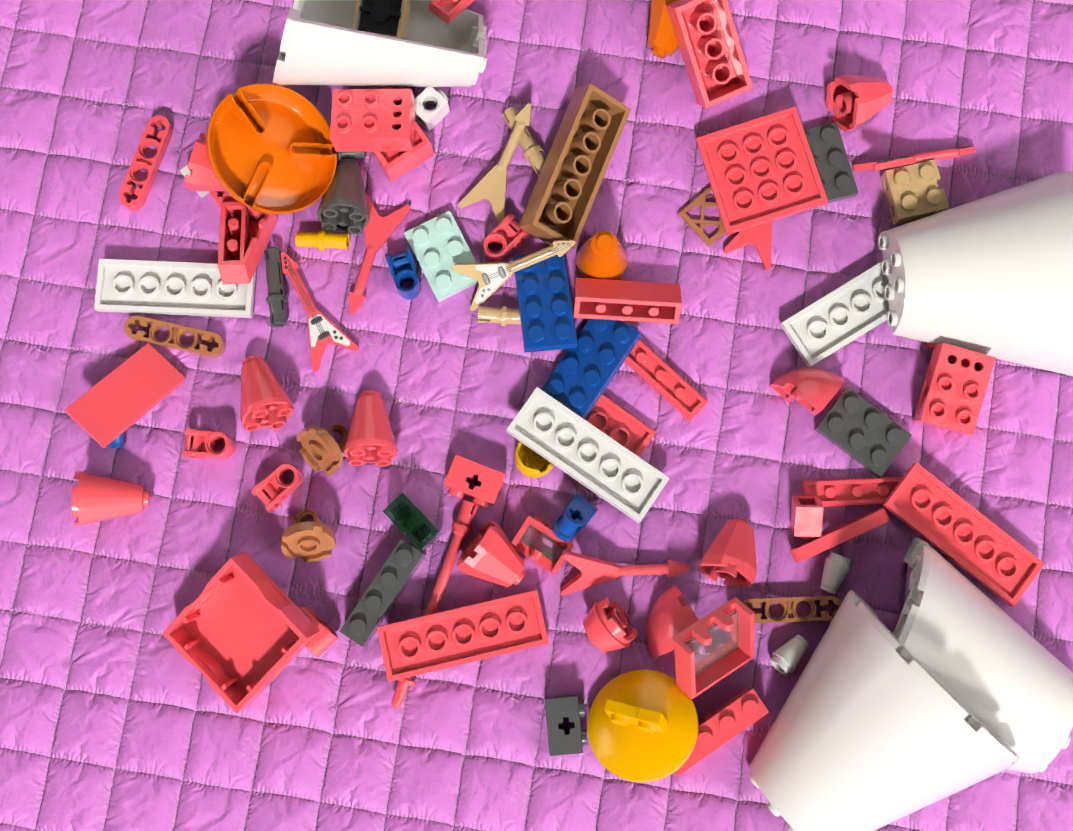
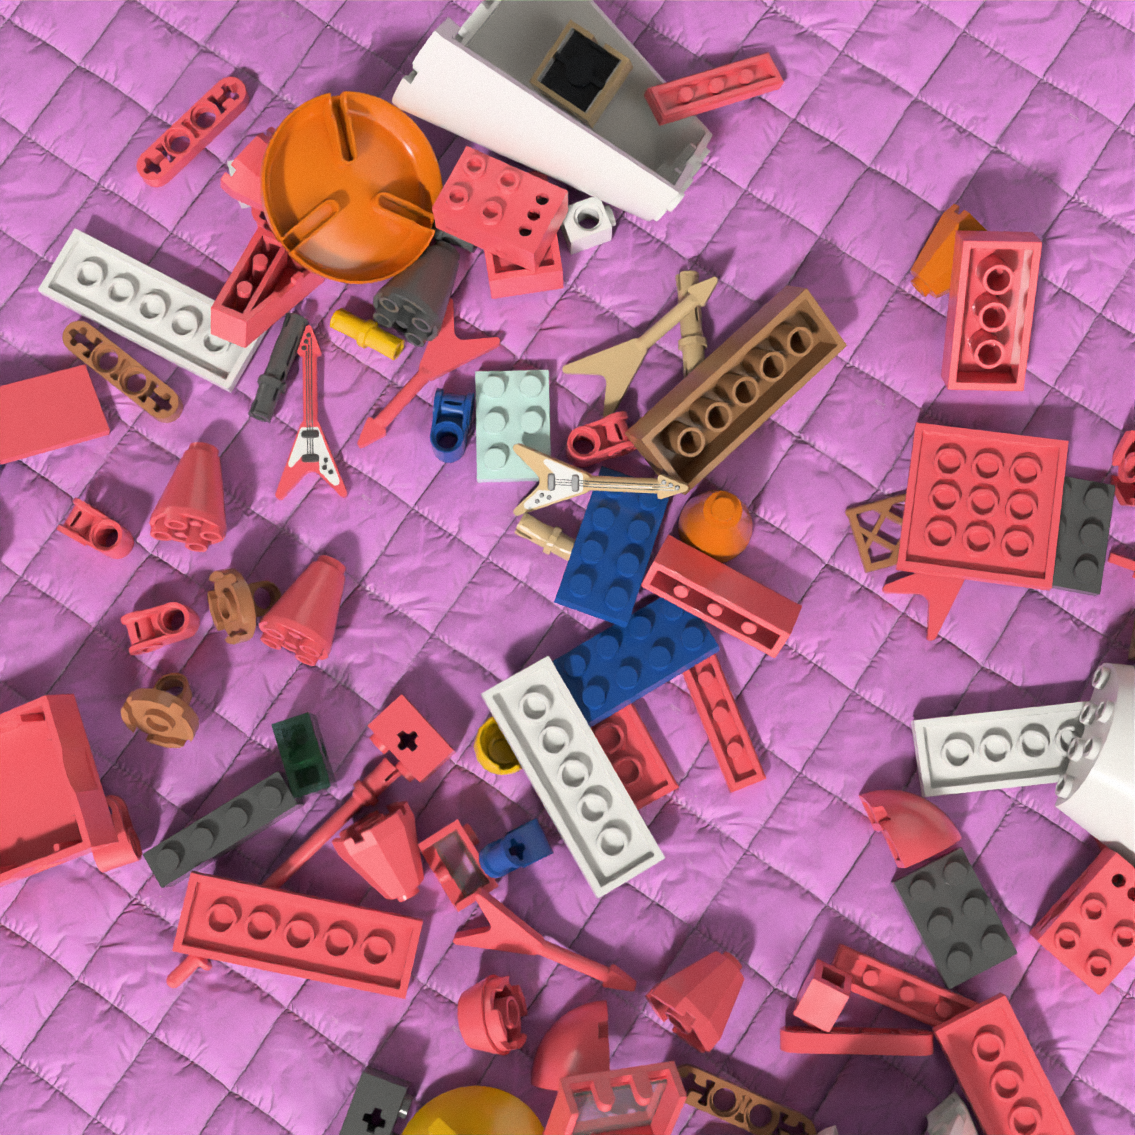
camera: 25 degrees right, 0 degrees up
(834, 572) = (826, 1086): white cone -> none

